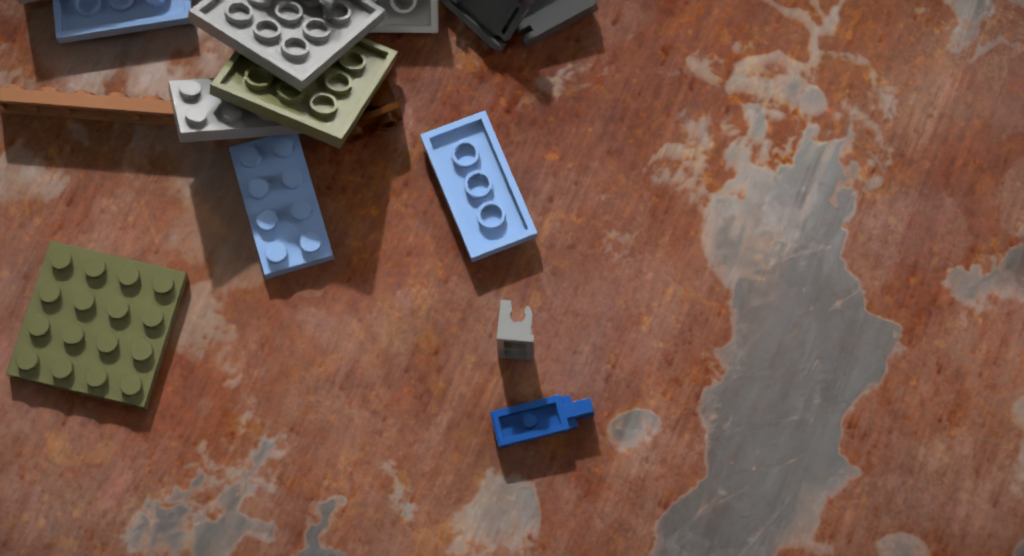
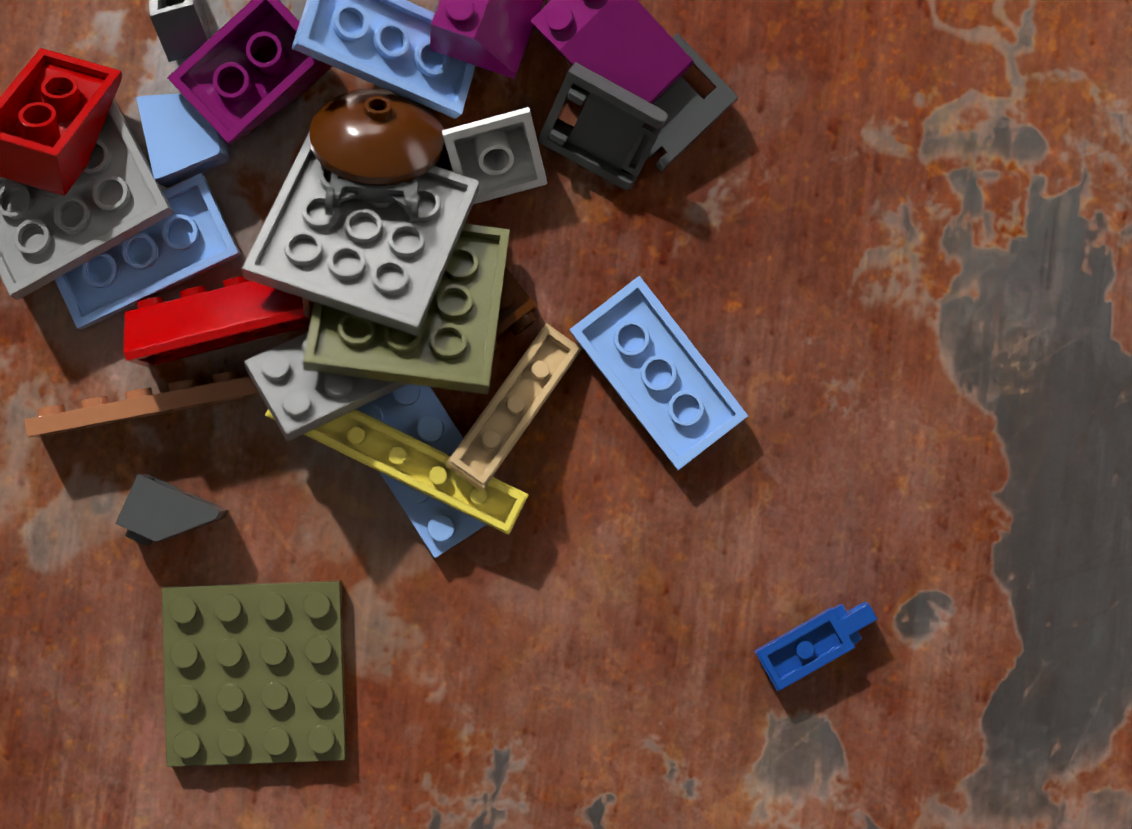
camera: 20 degrees left, 15 degrees up
(73, 185) = (164, 511): none -> dark grey slope
(153, 57) = (210, 320): none -> red slope
(273, 198) = (419, 467): none -> light yellow tile
(359, 177) = (513, 407): none -> tan tile
(513, 338) = (761, 557): light grey hinge -> none

